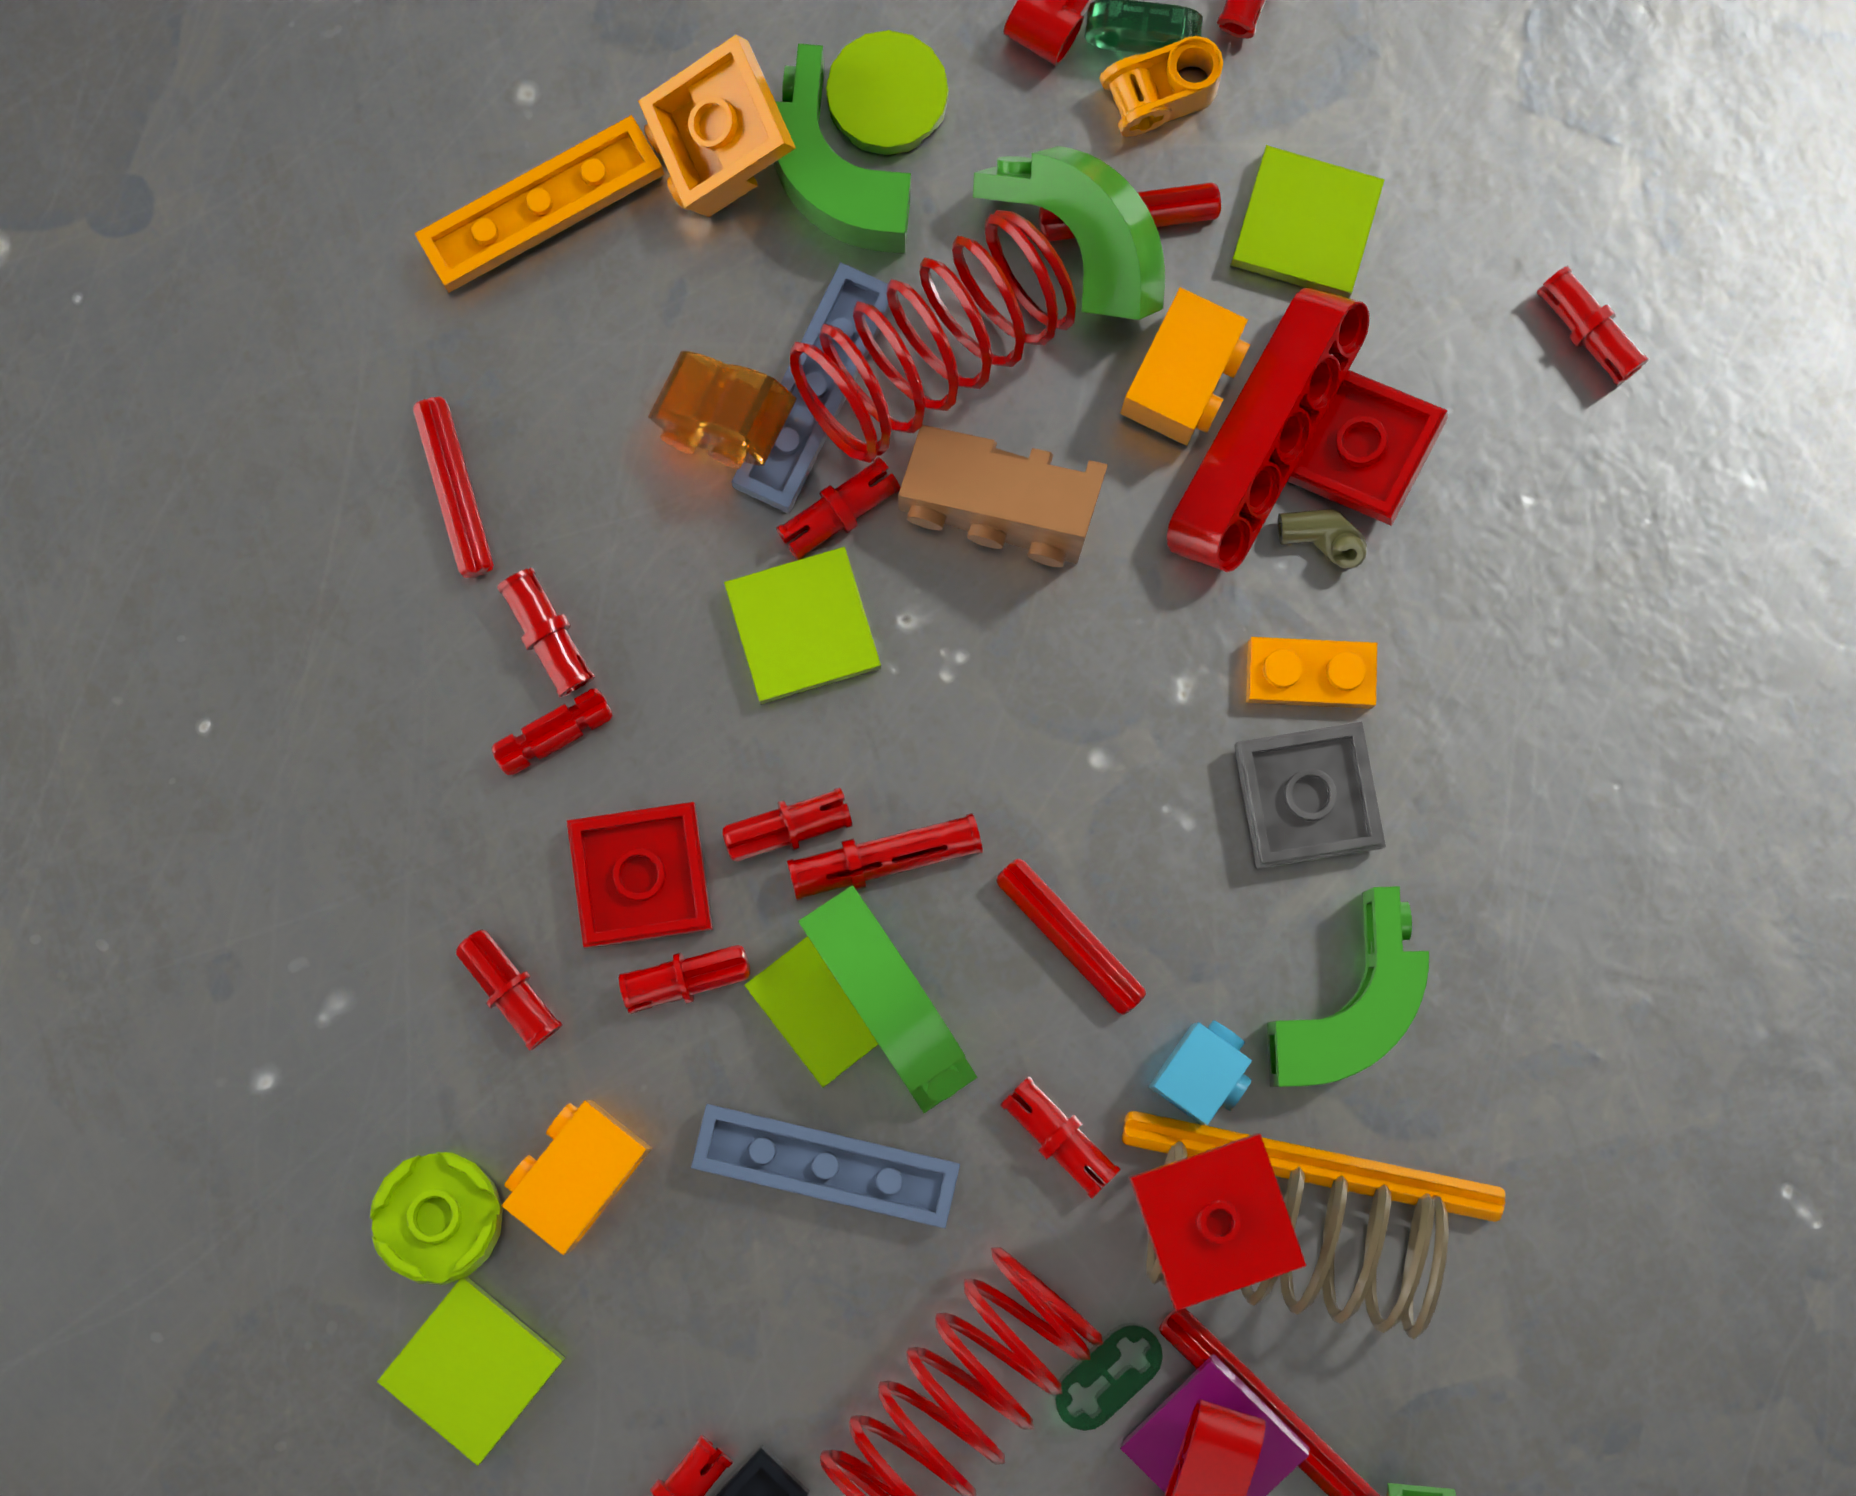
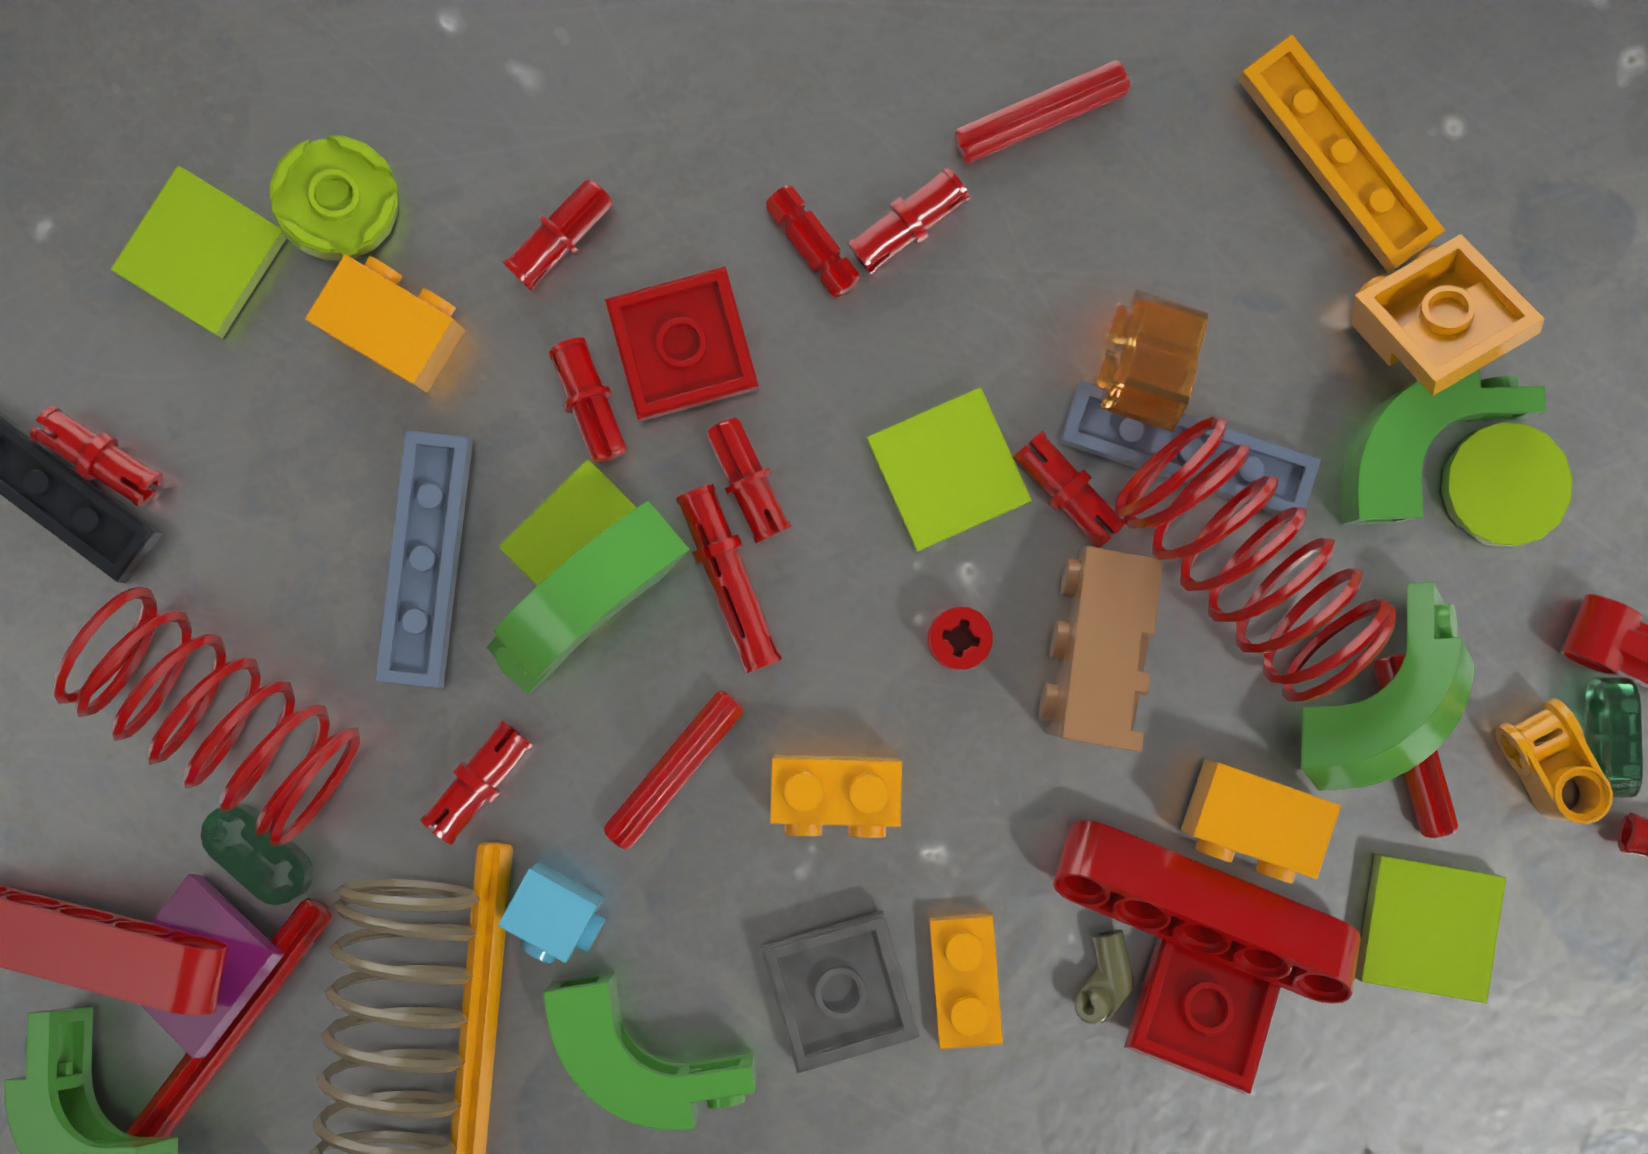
camera: 85 degrees right, 5 degrees up
(969, 646) = (946, 646): none -> red wheel
(1110, 773) = (836, 791): none -> light orange brick
(1217, 1221) = (386, 948): red plate -> none

